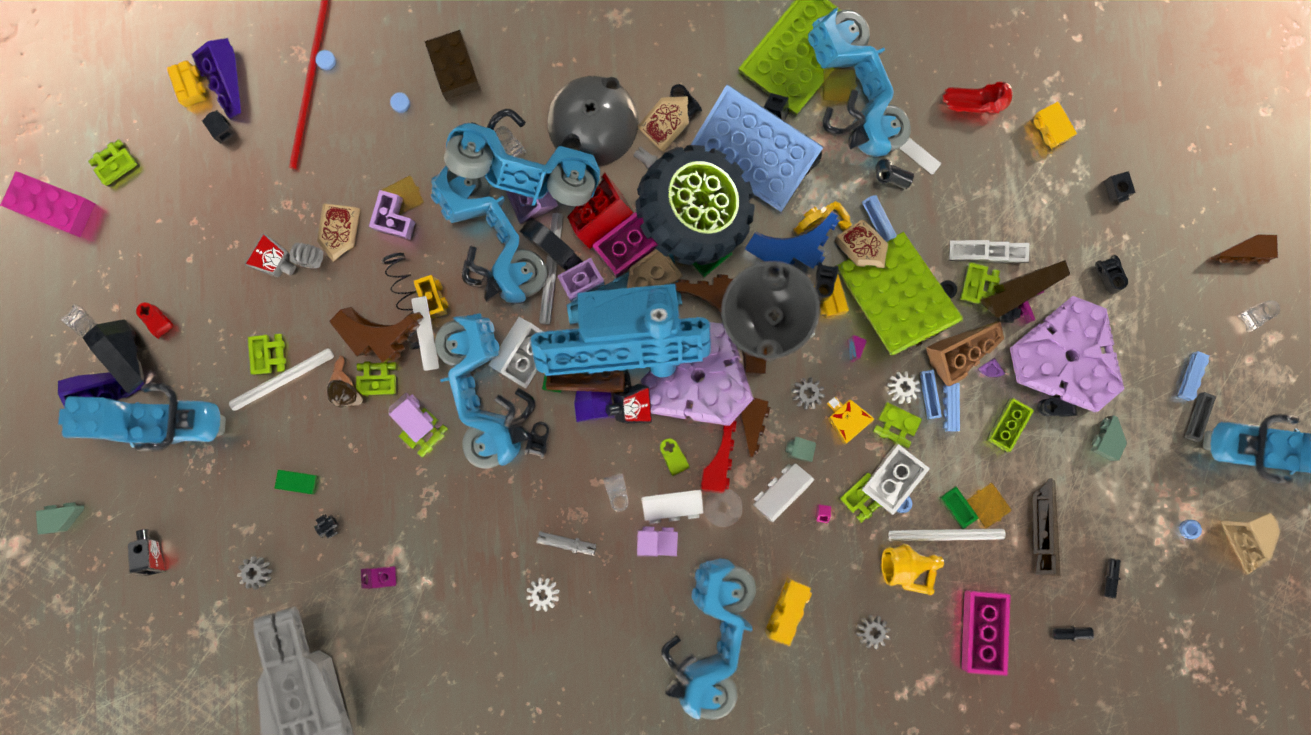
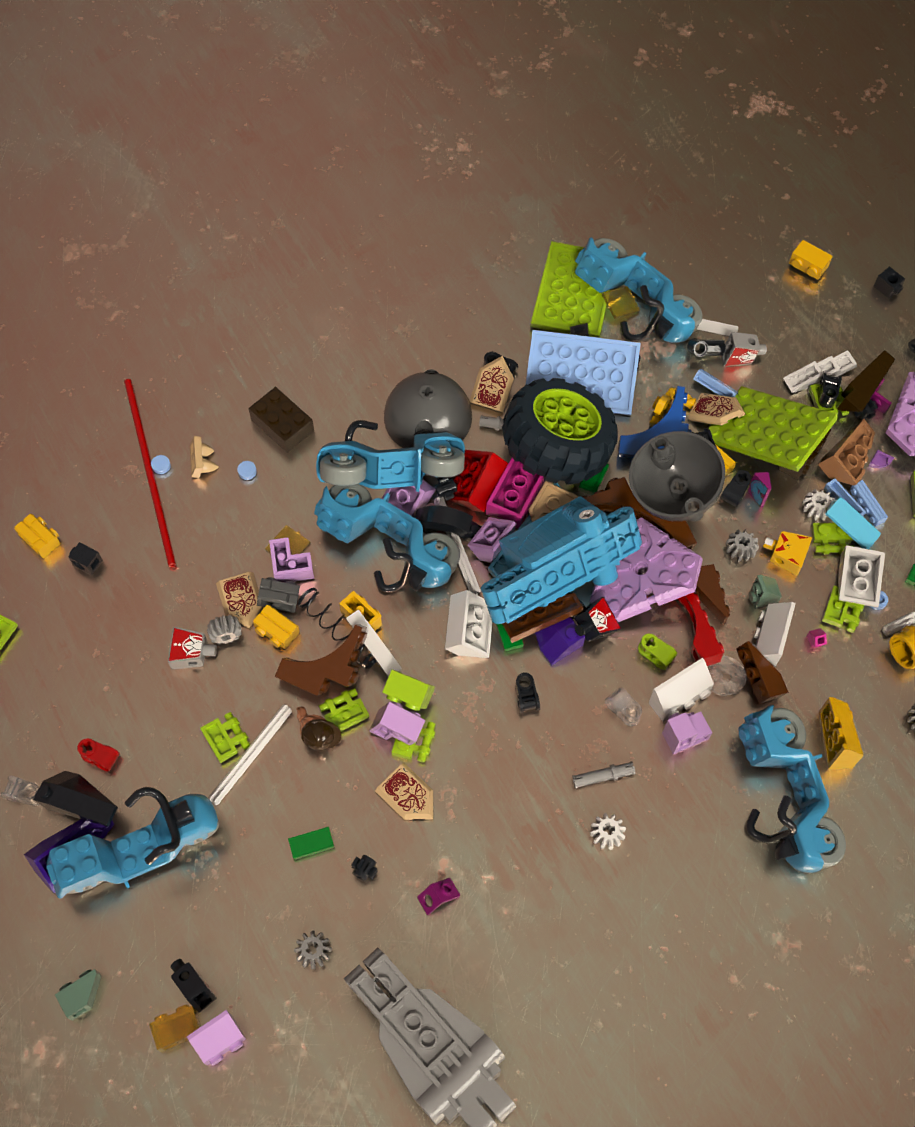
camera: 30 degrees left, 20 degrees down
(119, 583) = (174, 1028): none -> clear yellow brick
(146, 608) = (217, 1038): none -> lavender slope
(218, 64) = (64, 511): dark purple wedge -> none
(353, 273) = (276, 627): none -> yellow brick
(359, 77) = (199, 464): none -> tan tile
(368, 243) = (278, 594): none -> dark grey brick
(395, 478) = (407, 794): none -> tan tile
(430, 394) = (408, 689): none -> lime hinge
(491, 436) = (483, 707): dark azure piece -> none
(565, 212) = (446, 488): none -> black gear
(751, 528) = (763, 676): none -> reddish brown slope
(833, 337) = (735, 489): none -> black piece
(920, 423) = (852, 523): none -> medium azure slope
(926, 194) = (742, 349): none -> light grey torso
(985, 276) = (829, 390): none -> black piece
(988, 99) = (746, 263): red hair -> none

